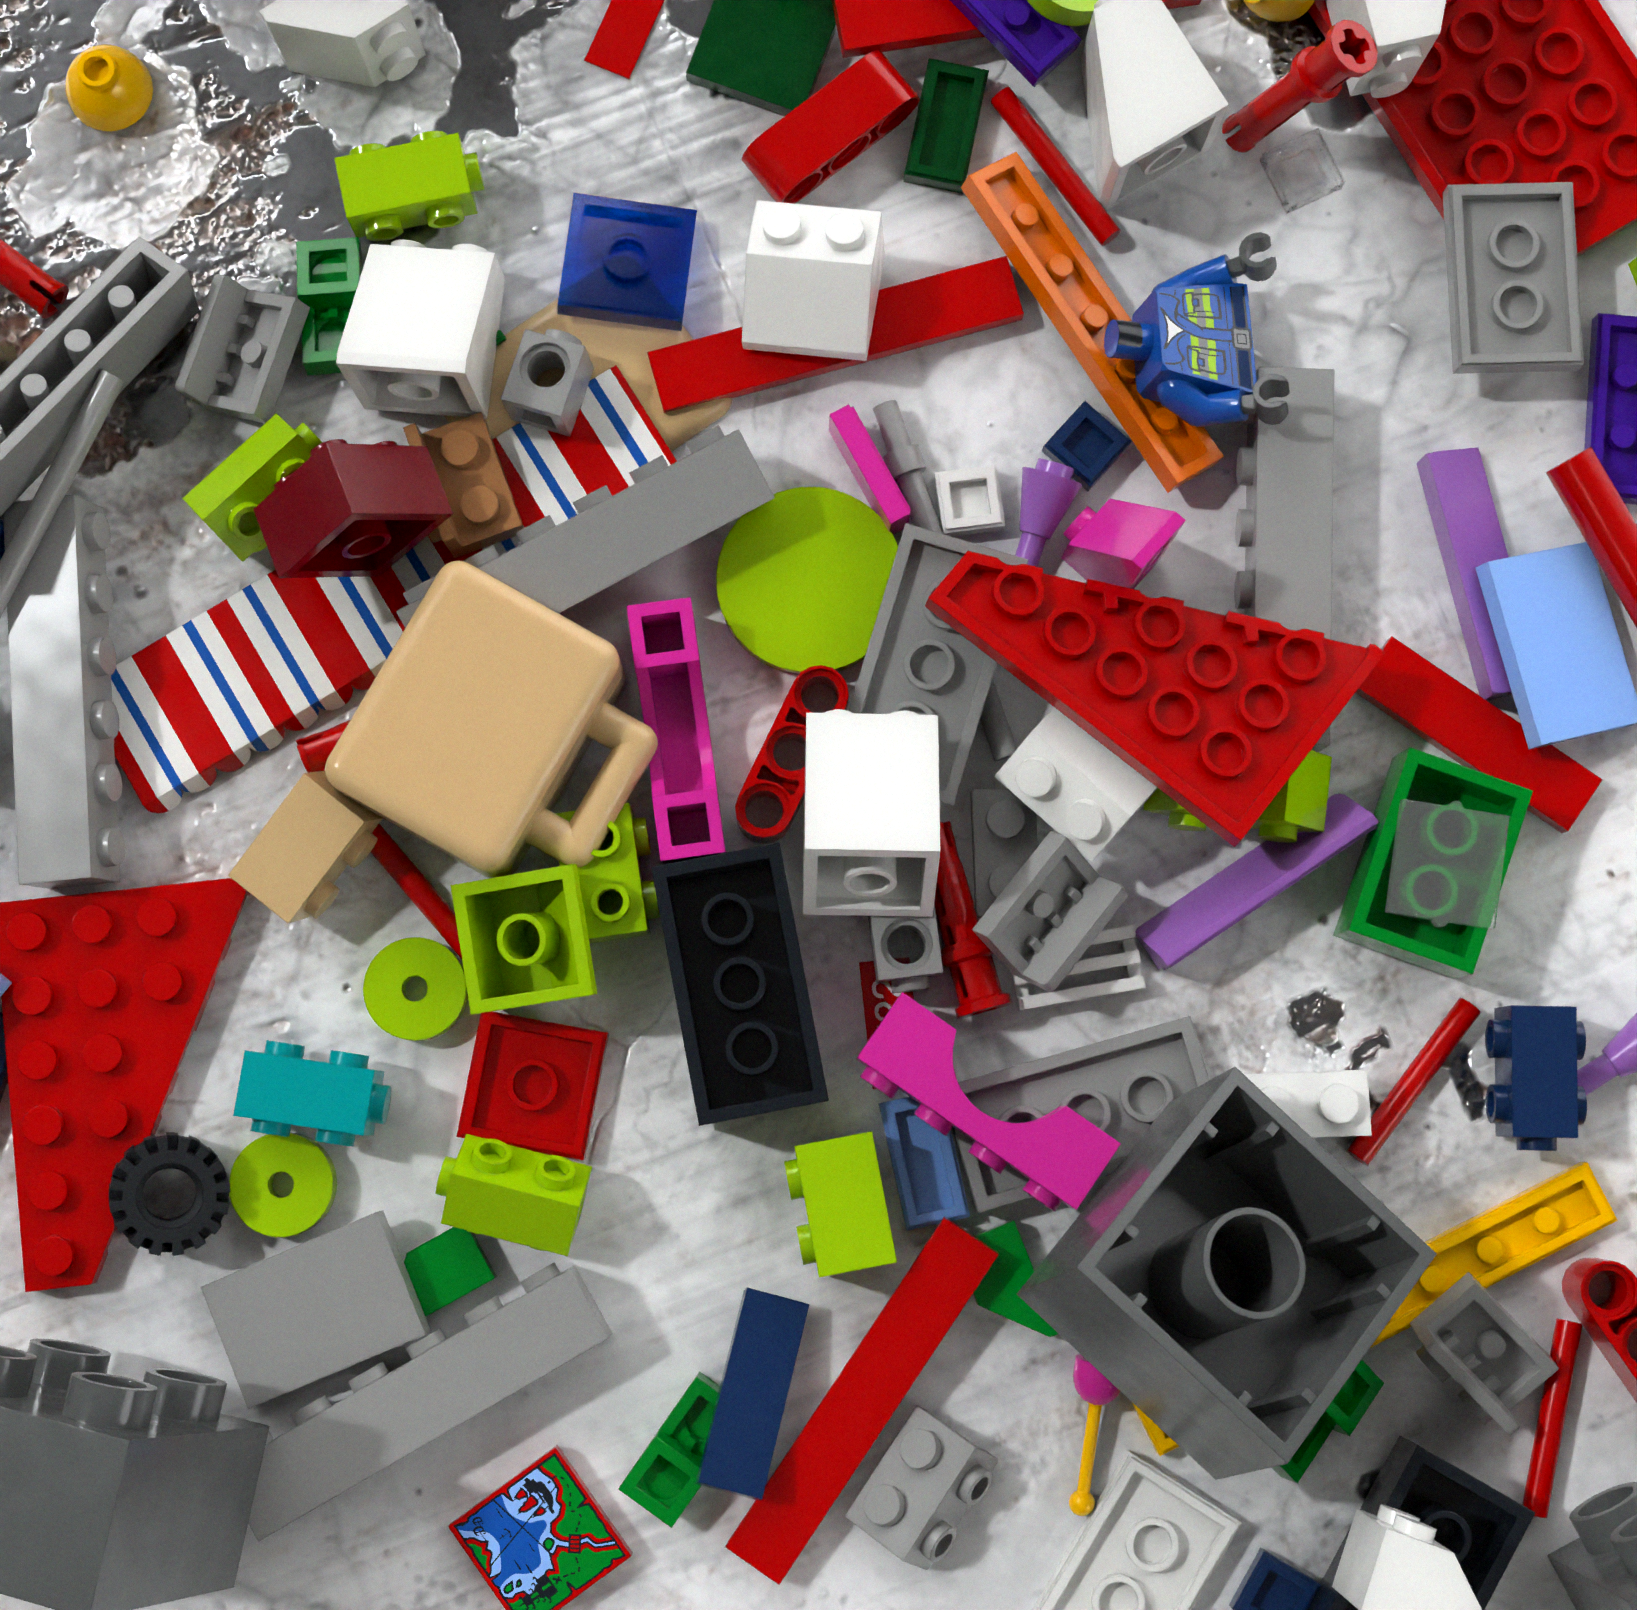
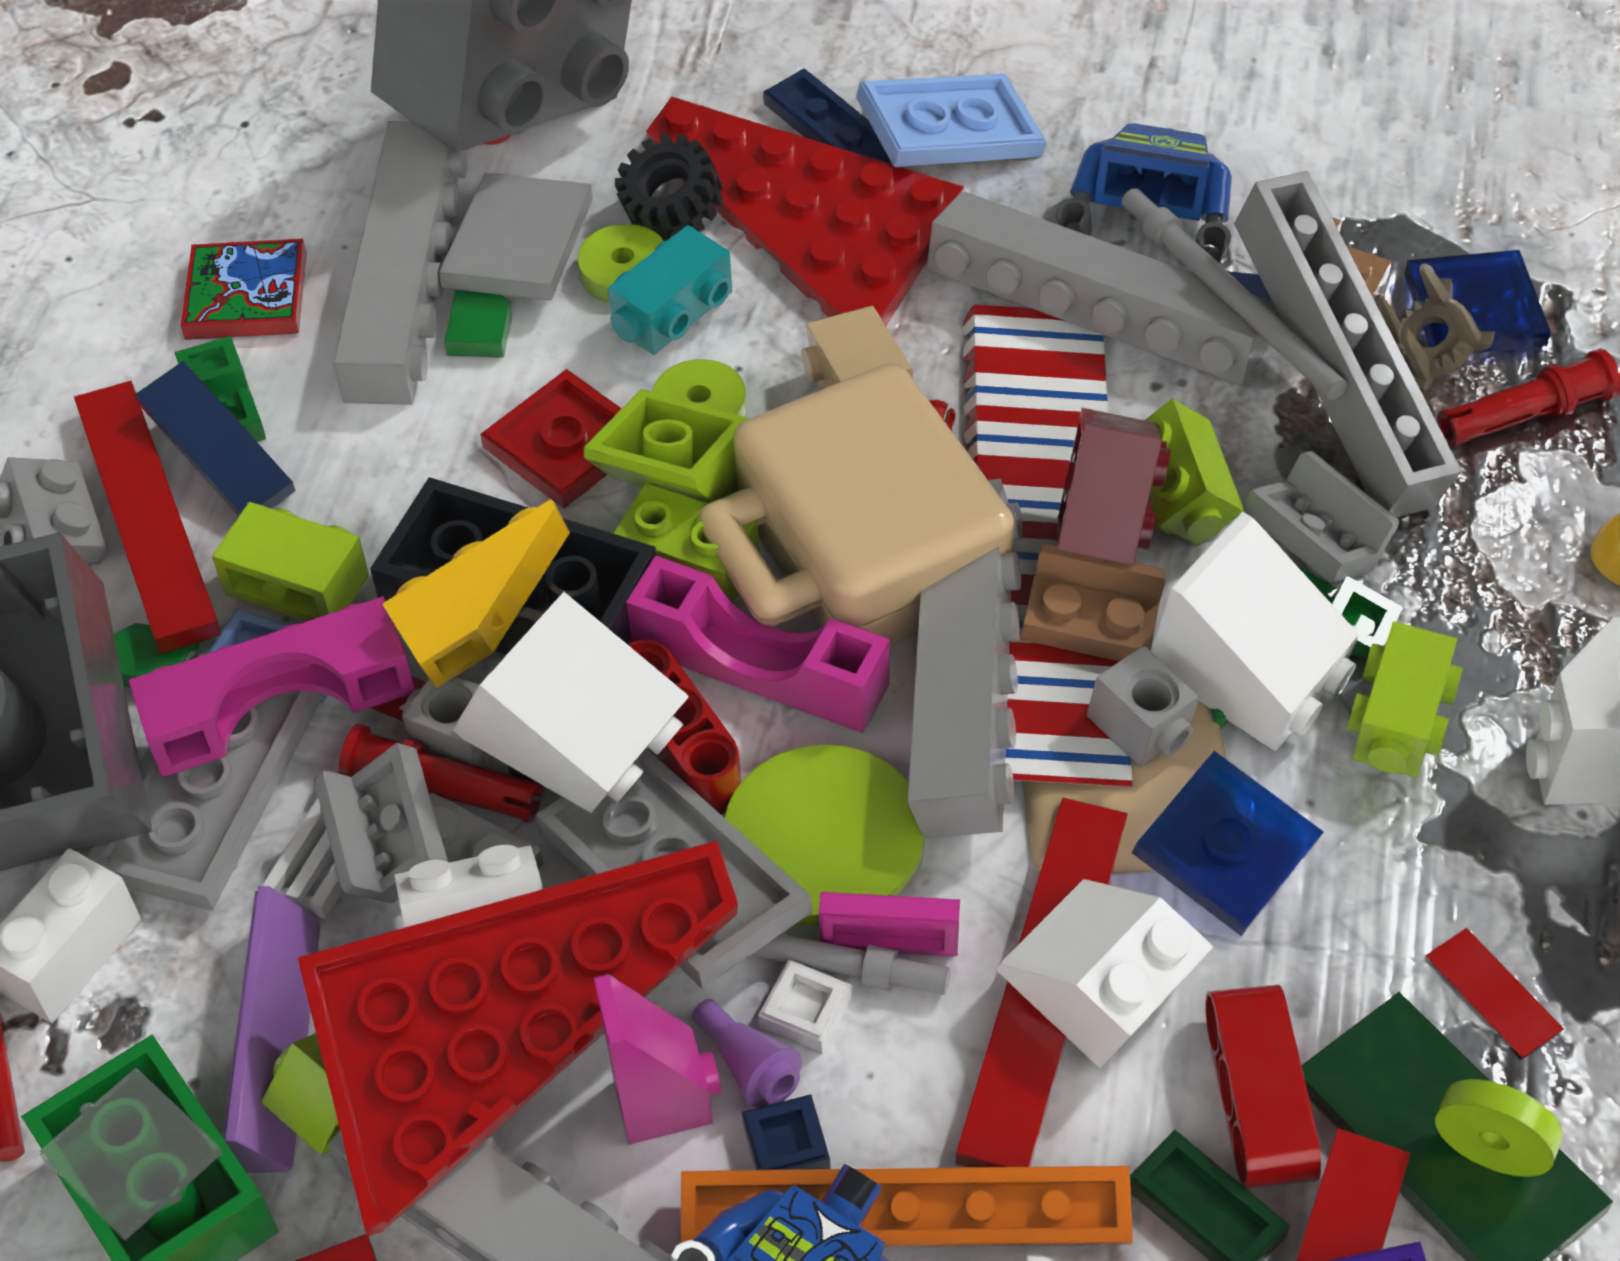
camera: 130 degrees right, 30 degrees down
(513, 1194) = (489, 371): lime brick -> none
(833, 968) = (472, 601): none -> yellow slope

